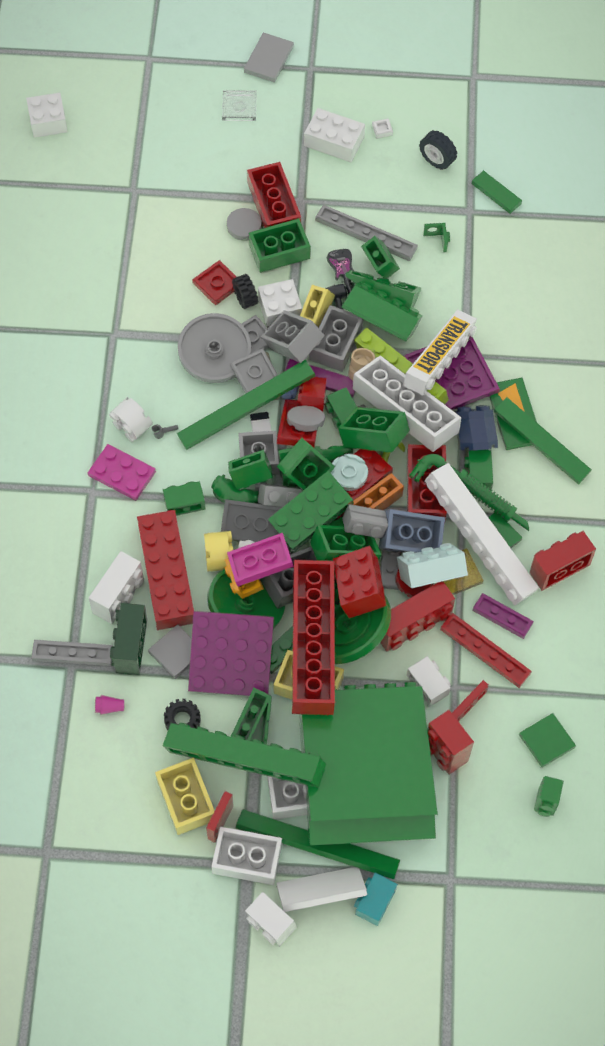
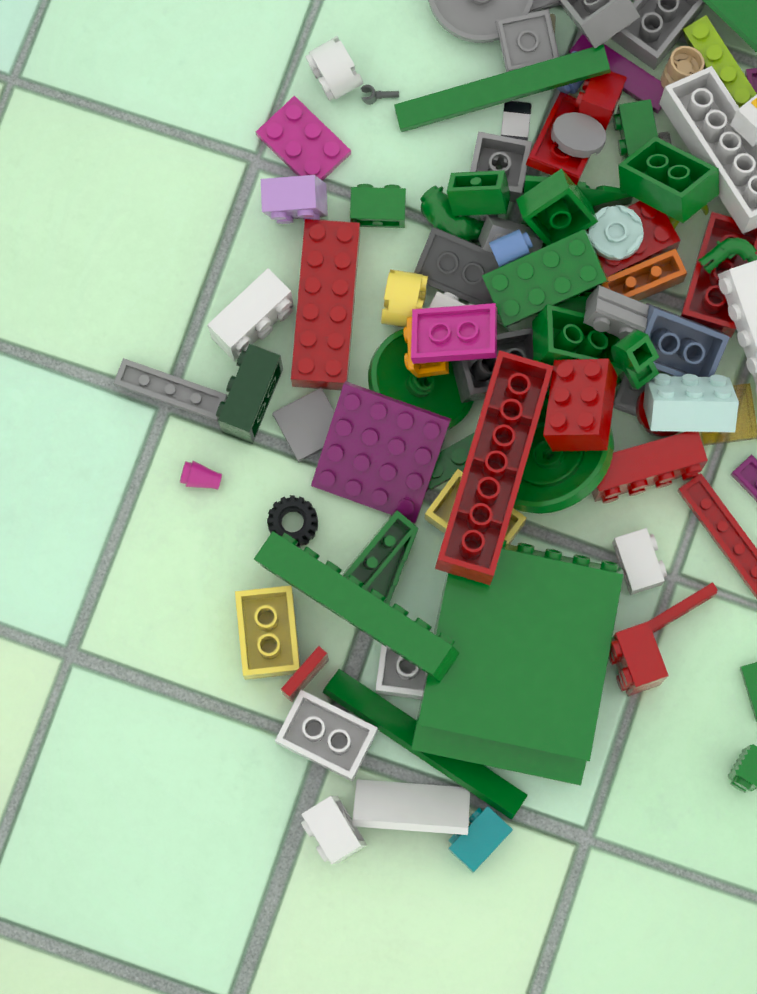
camera: 20 degrees right, 15 degrees up
(125, 504) = (294, 198): none -> lavender brick
(281, 496) = (511, 247): none -> medium blue brick
(386, 541) = (636, 358): none -> green brick

